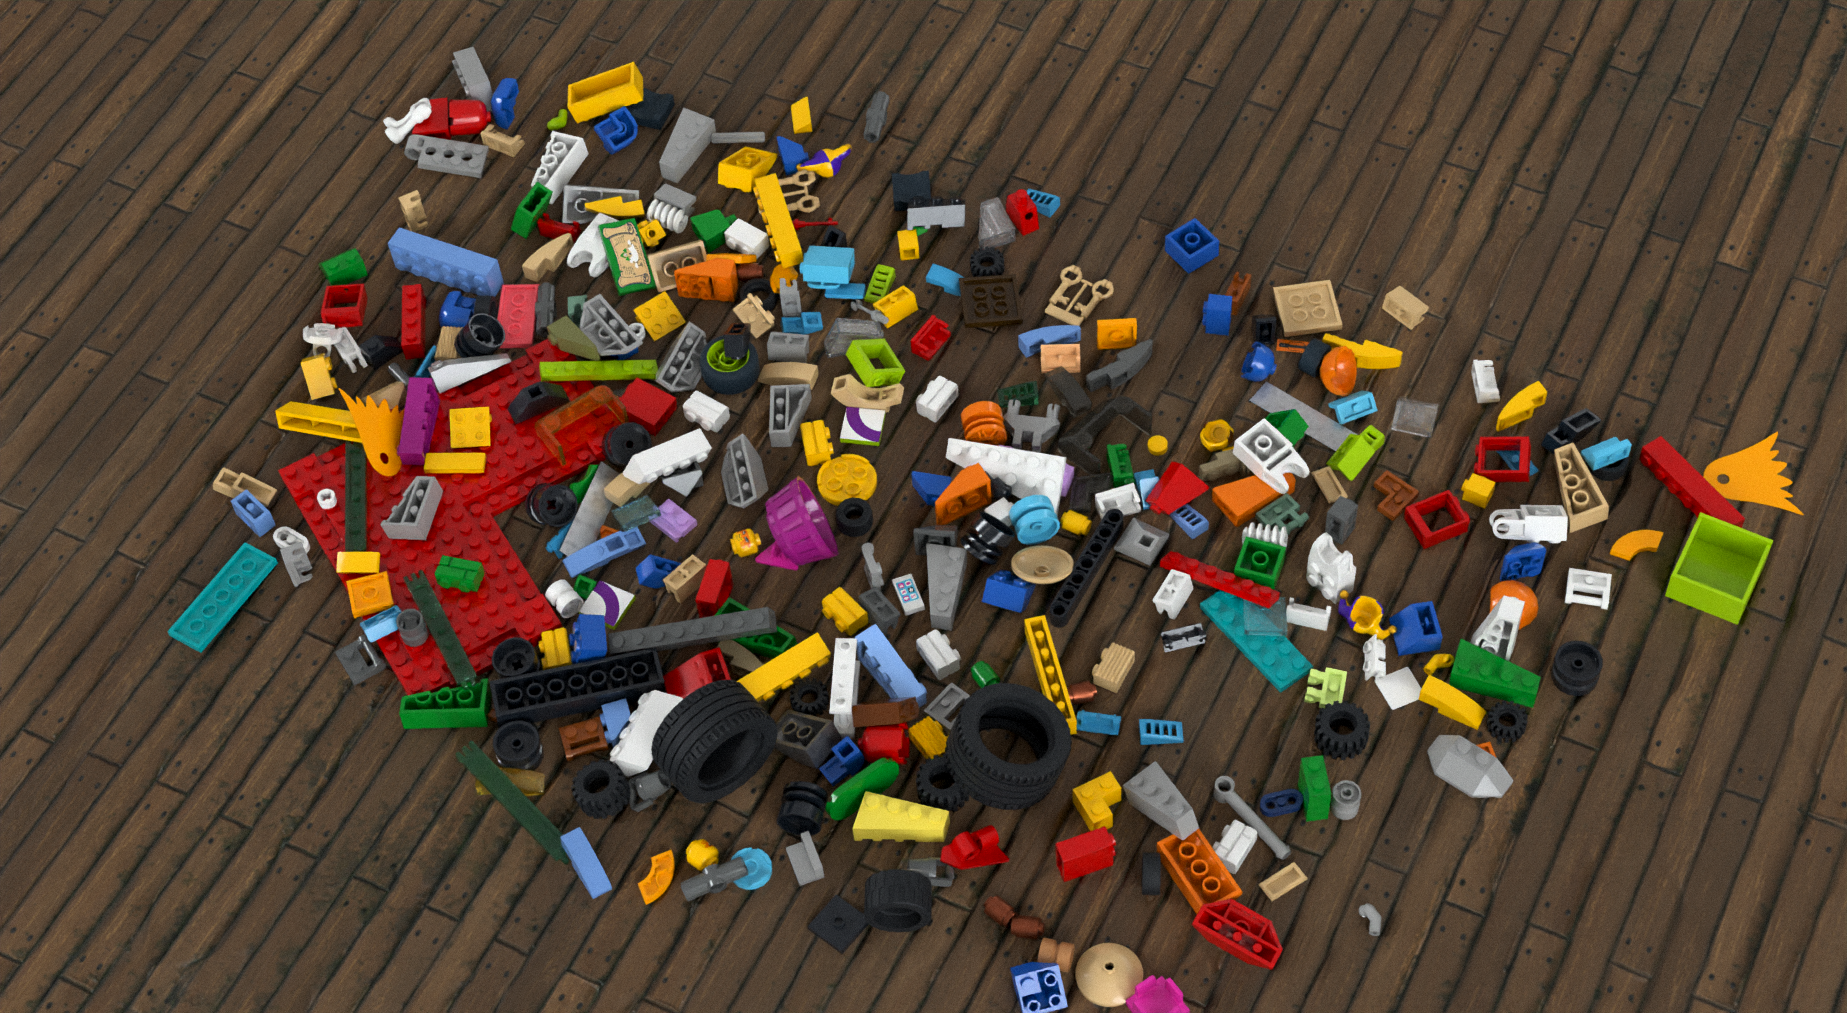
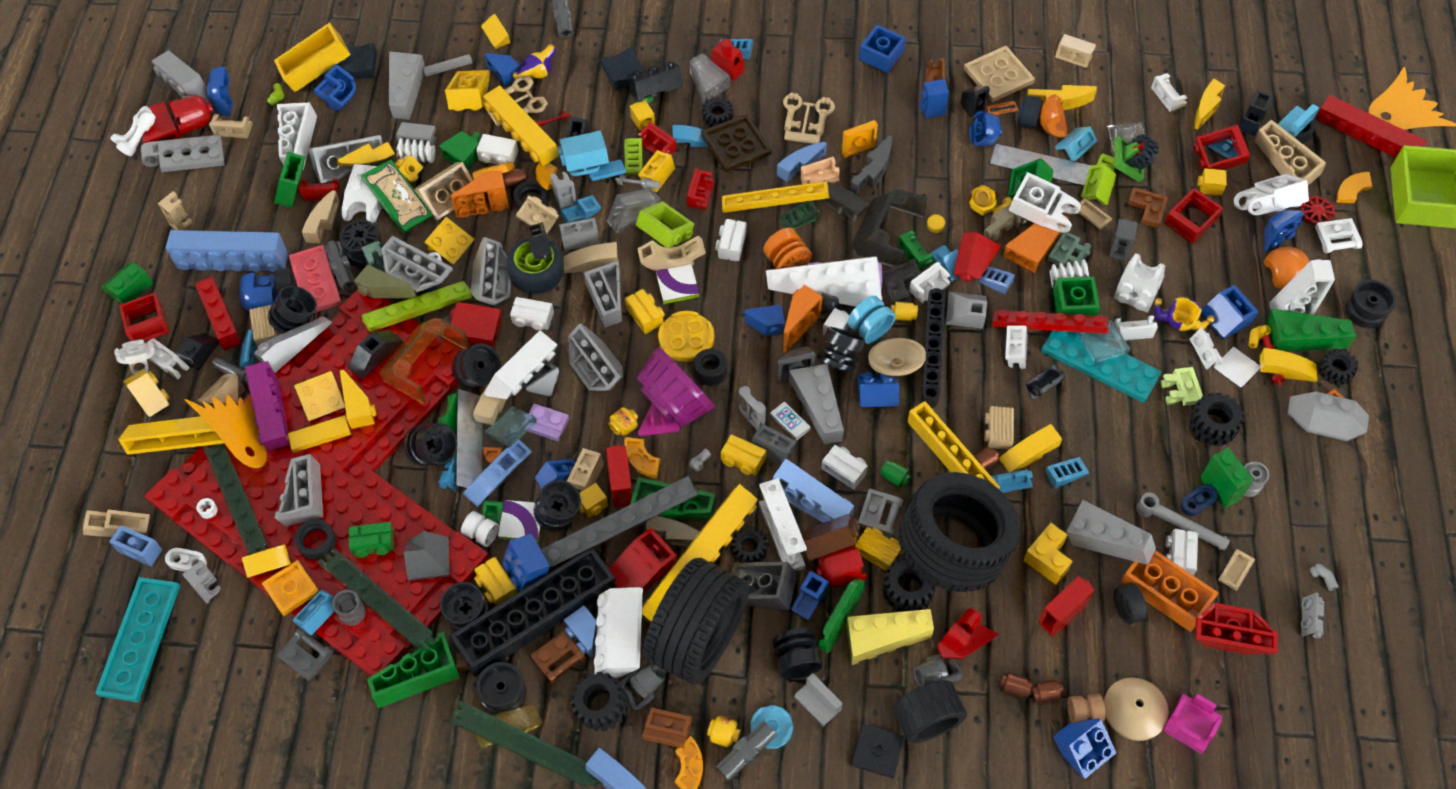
camera: 25 degrees left, 5 degrees up
(404, 546) = (308, 527): none -> black tyre
(499, 450) = (357, 404): none -> yellow slope
(502, 606) = (427, 556): none -> dark grey slope
(571, 284) = (356, 236): none -> black wheel
(644, 589) = (560, 496): none -> black wheel
(652, 834) = (667, 728): none -> dark orange plate
(679, 607) = (592, 501): none -> yellow brick
(746, 584) = (640, 458): none -> light orange tile
(797, 604) = (697, 462): none -> light grey arm
(911, 275) = (657, 139): none -> red hinge
(1001, 368) = (775, 197): none -> yellow tile
(1030, 428) = (824, 241): light grey connector -> none
(1133, 697) = (1031, 449): none -> yellow slope
(1330, 956) = (1312, 609): none -> light grey hinge
(1399, 437) = (1134, 156): none -> plate
(1444, 677) = (1268, 344): none -> red piece
(1580, 556) = (1317, 210): none -> red wheel

